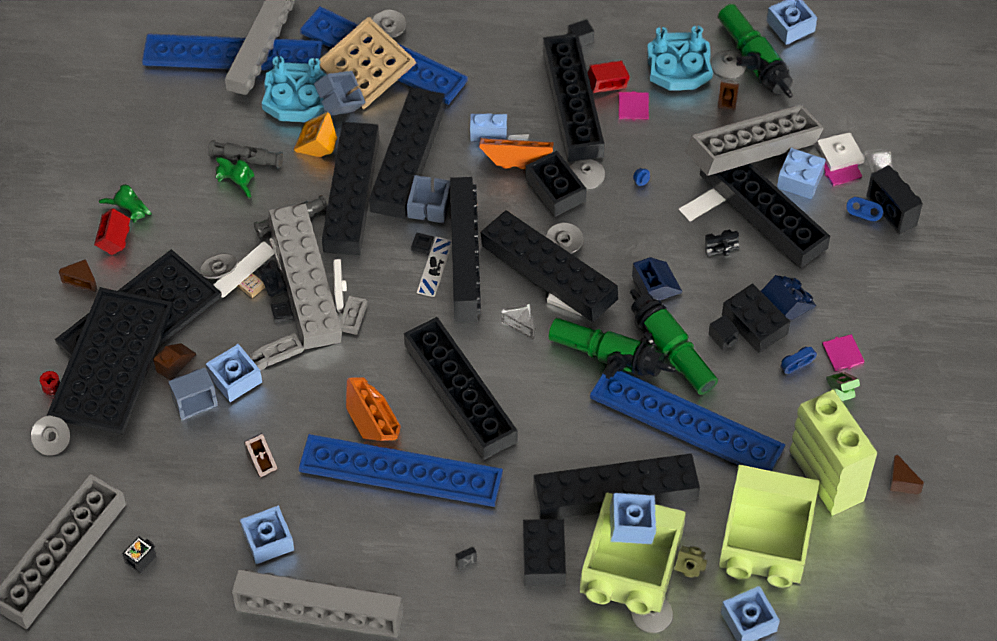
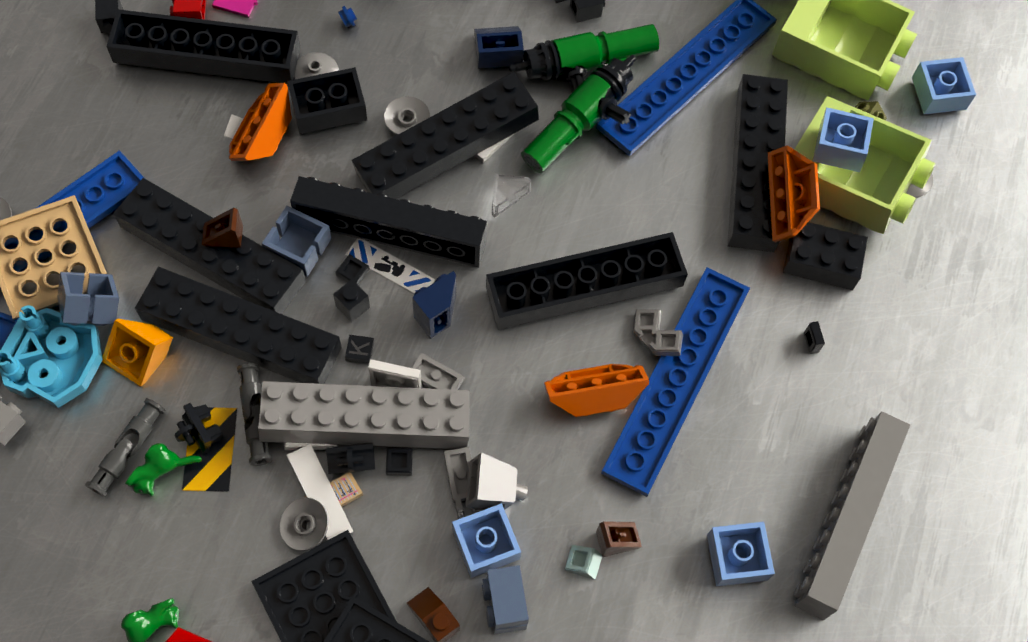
camera: 80 degrees left, 10 degrees up
(236, 443) = (583, 561): none -> light aqua slope
(260, 202) = (215, 468): none -> sticker
(267, 186) = (193, 430): none -> black hips
(276, 367) = (492, 483): none -> torso
(360, 264) = (359, 349): none -> black tile
(394, 246) = (351, 300): none -> black brick
(405, 296) = (435, 304): none -> dark blue slope
(414, 150) = (223, 230): none -> reddish brown slope
(425, 450) = (658, 341): none -> light grey tile
(488, 126) = (210, 148): light blue brick -> none
(576, 500) = (792, 192): none -> orange wedge

